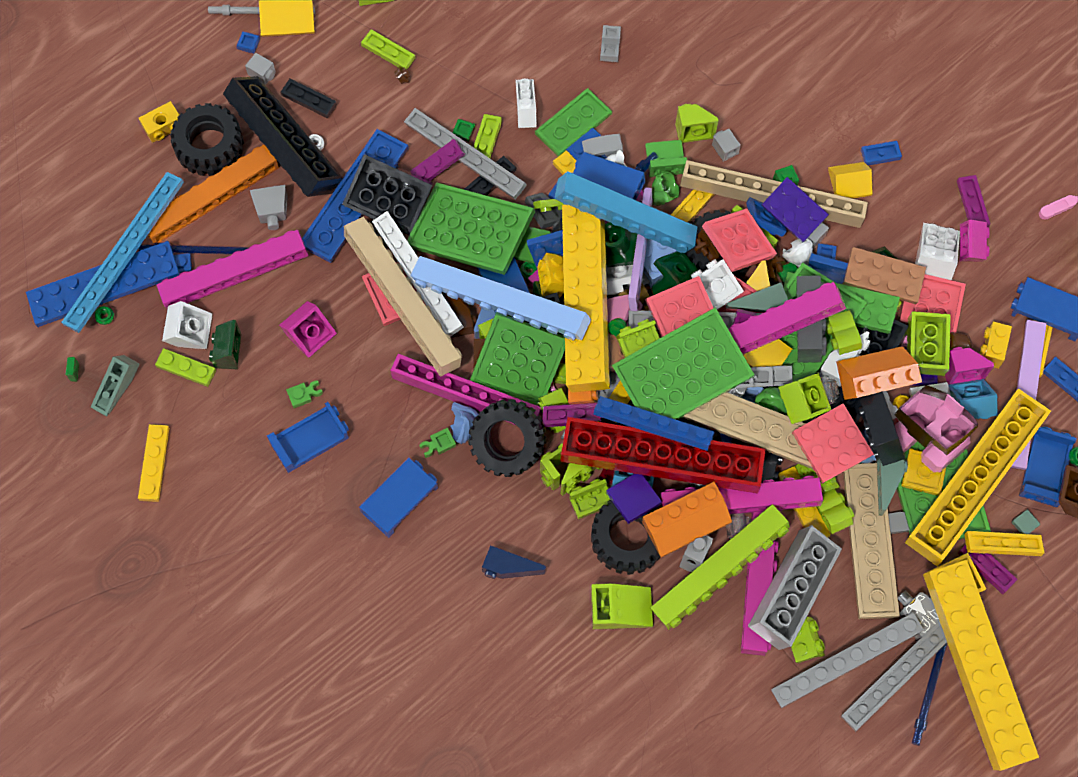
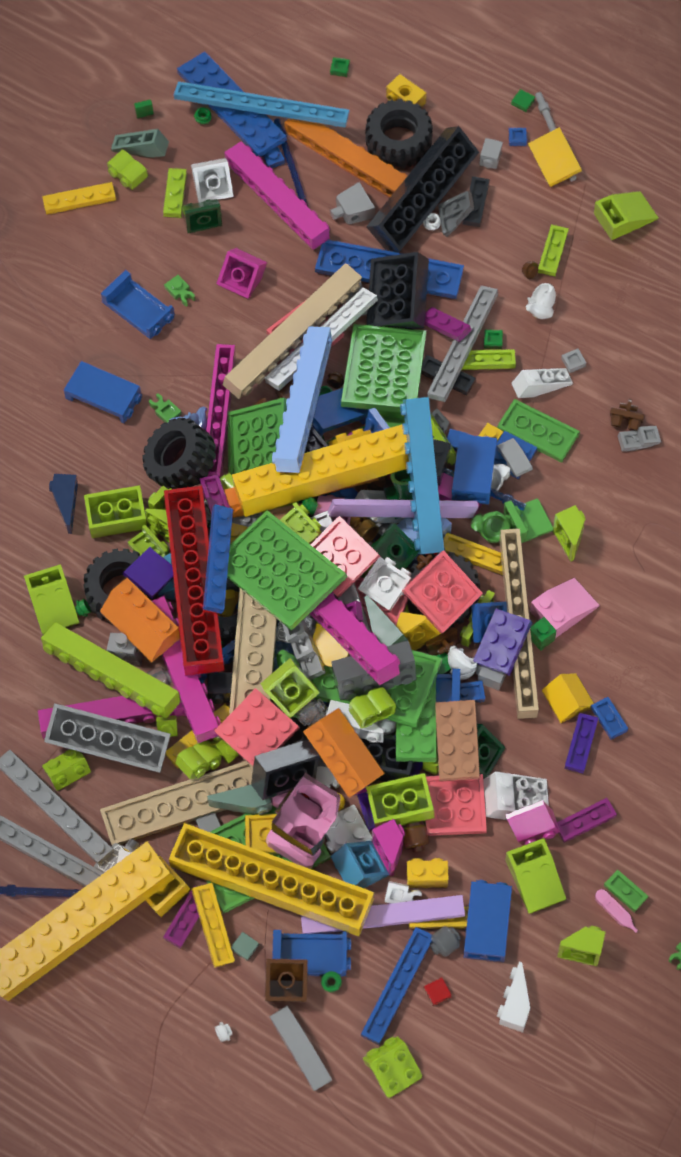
camera: 75 degrees right, 5 degrees down
(99, 173) = (340, 67): none -> green tile
(140, 405) = (127, 170): none -> lime brick
(209, 25) = (523, 100): none -> green tile
(315, 117) = (455, 211): none -> dark grey wing
(440, 74) = (542, 301): none -> white hair
(512, 69) = (573, 360): none -> light grey plate
(543, 518) = (115, 511): none -> lime brick
(592, 40) = (618, 414): none -> reddish brown hips
(636, 579) = (82, 608): none -> green plate
(726, 144) = (562, 569): light grey brick -> none
(762, 154) = (564, 605): none -> bright pink slope
(789, 537) = (167, 725): none -> lime plate
(899, 182) = (581, 743): none -> dark purple plate
(1007, 373) = (399, 893): none -> white plate
(1017, 257) = (535, 875): none -> lime slope
(1046, 191) = (626, 891): none -> bright green plate
(1061, 349) = (445, 941): none -> dark grey head

